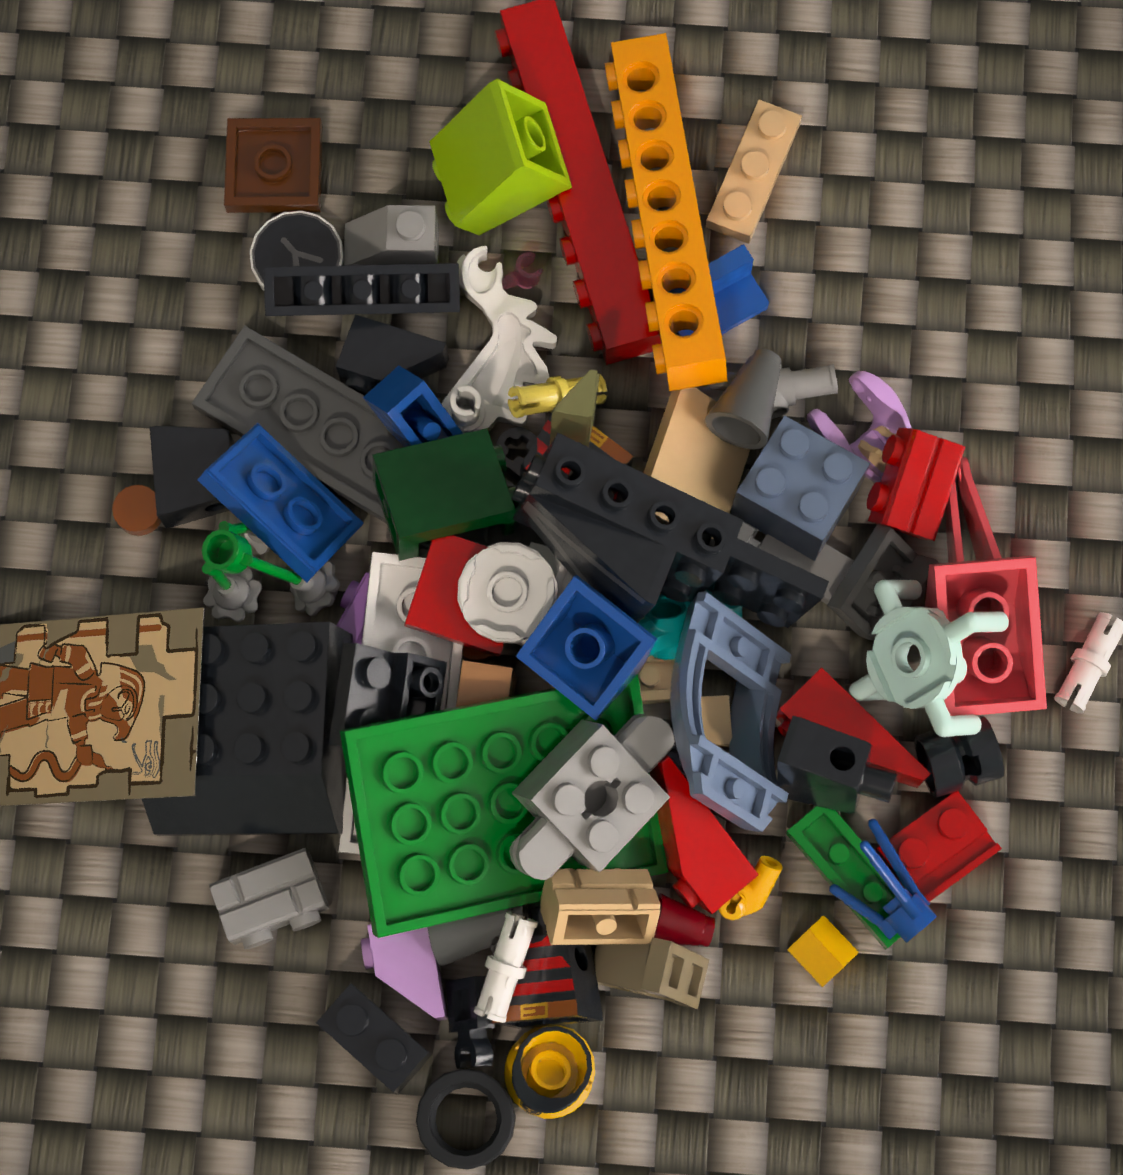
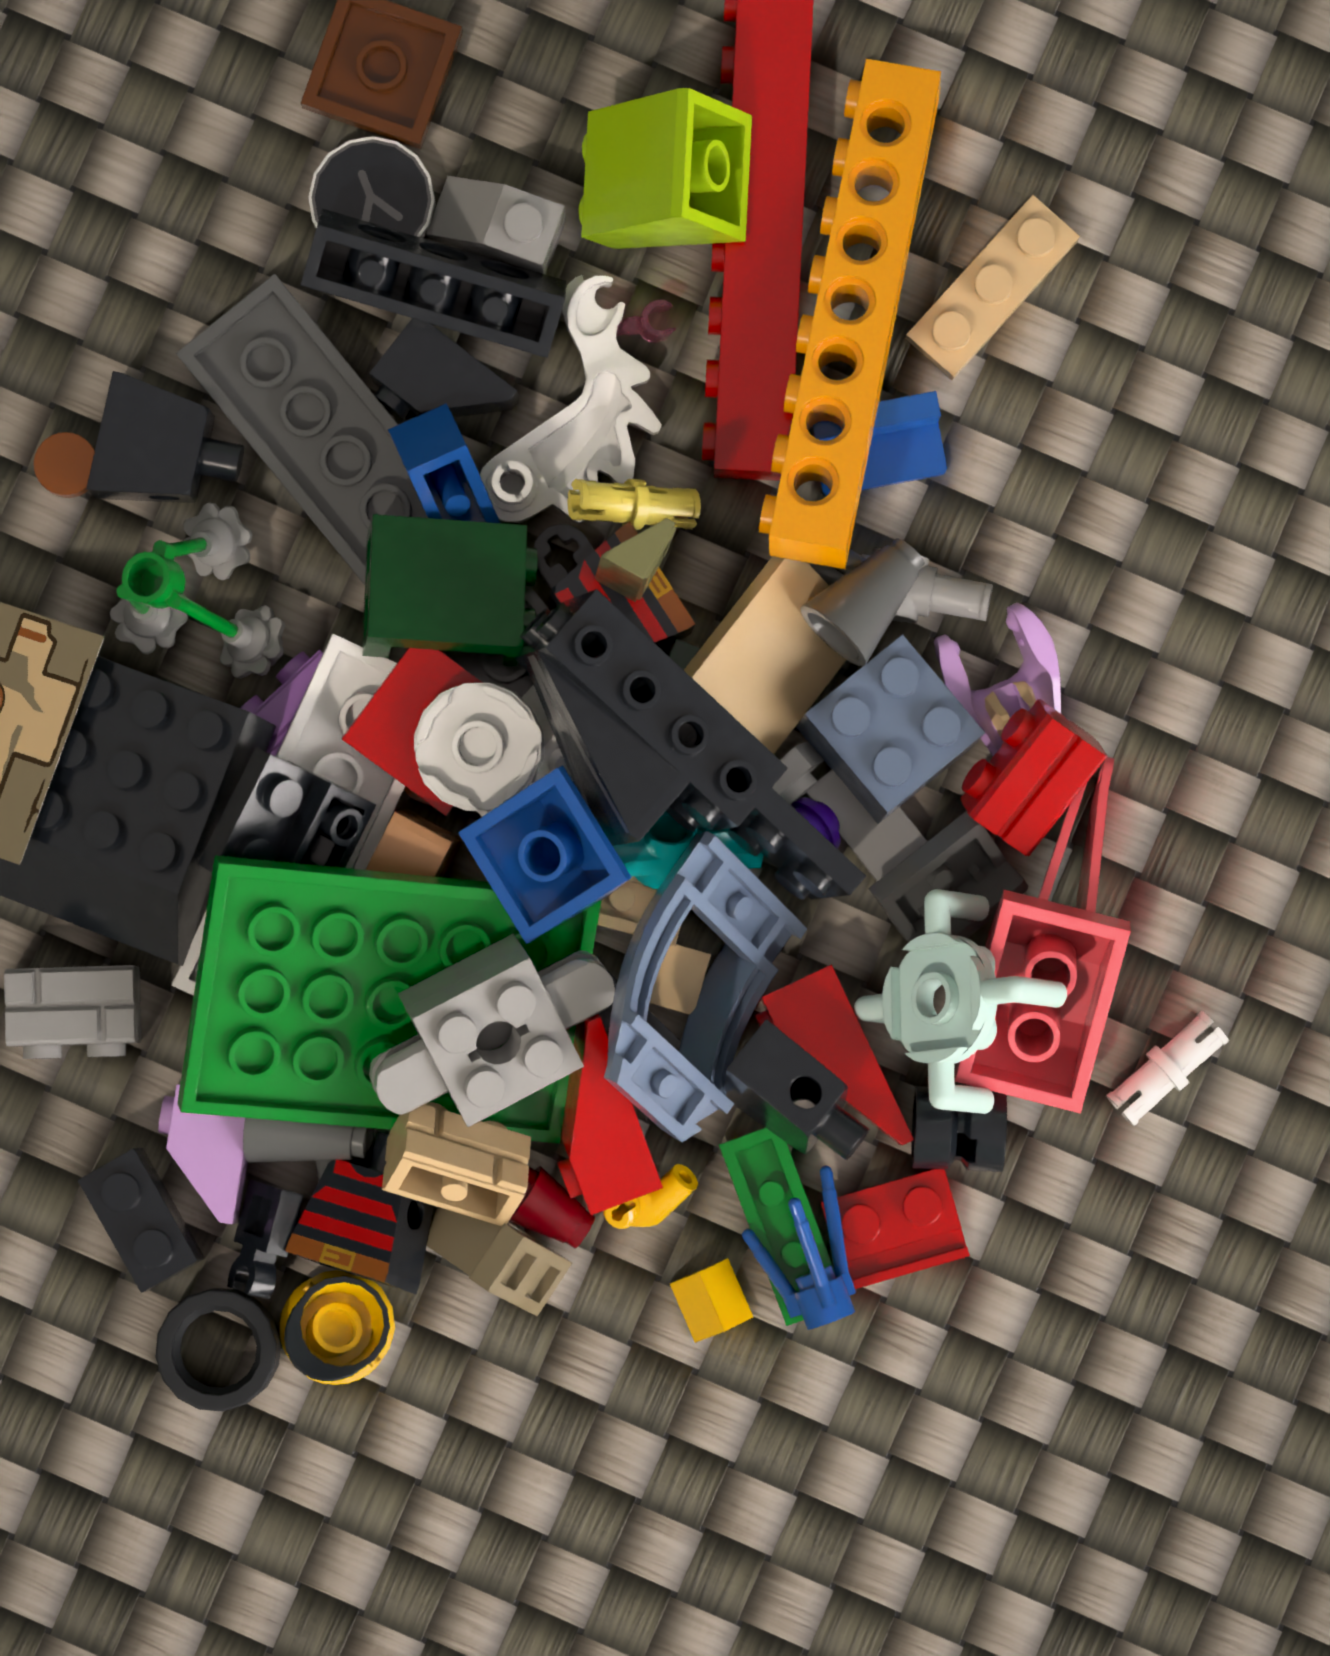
camera: 20 degrees right, 10 degrees up
(280, 502) = (244, 526): blue tile -> none
(505, 967) = (321, 1194): white pin -> none

